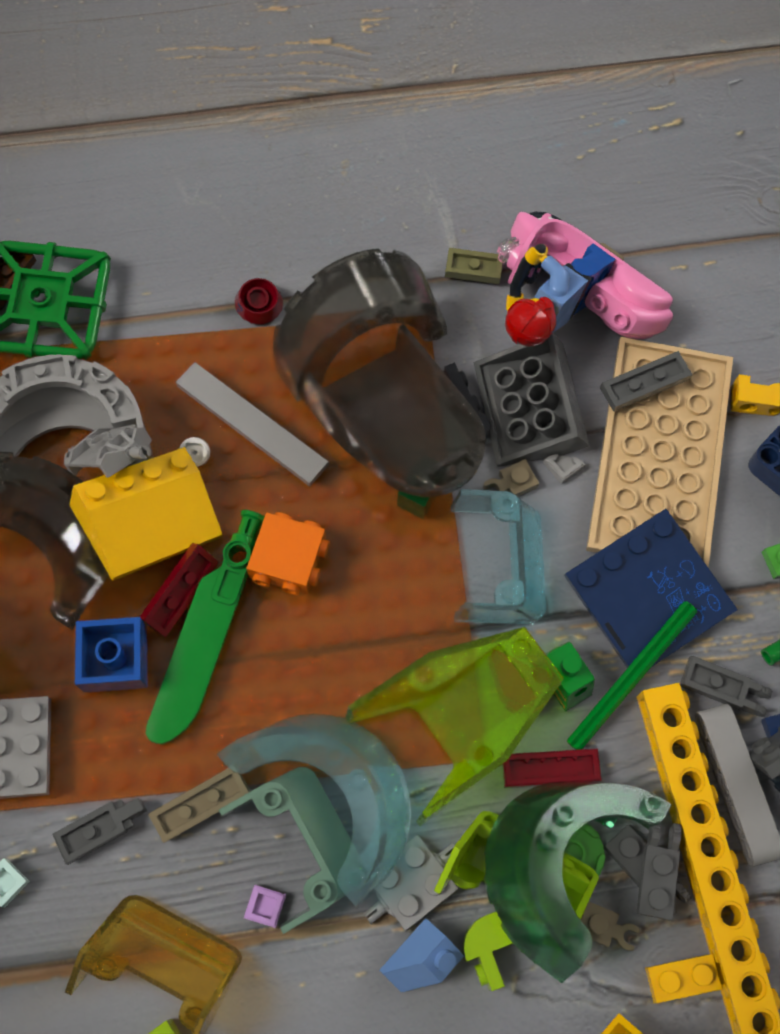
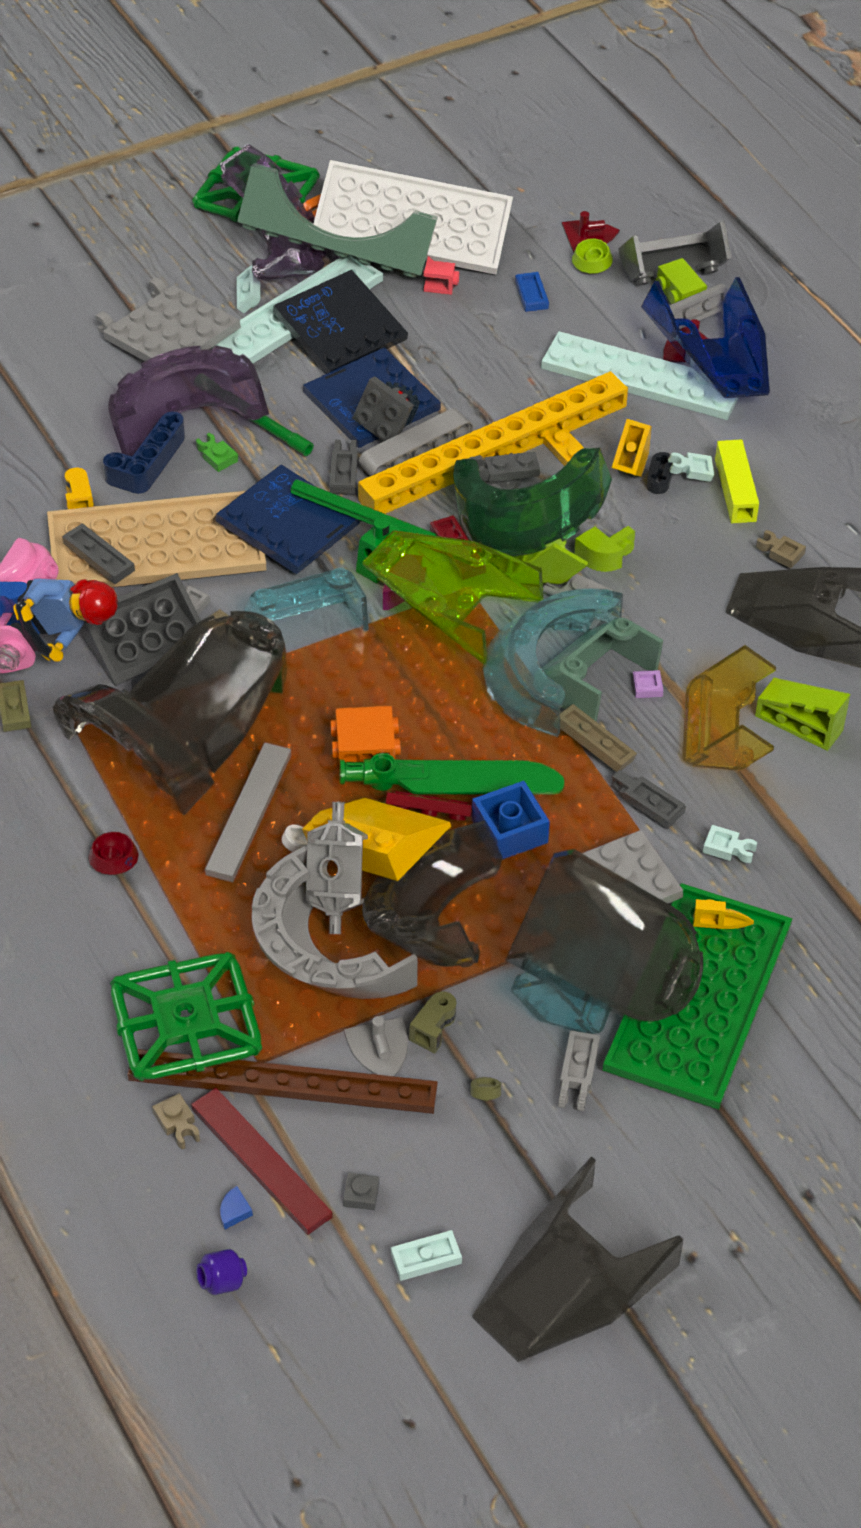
camera: 110 degrees left, 20 degrees down
(422, 959) = (633, 575): medium blue slope -> none

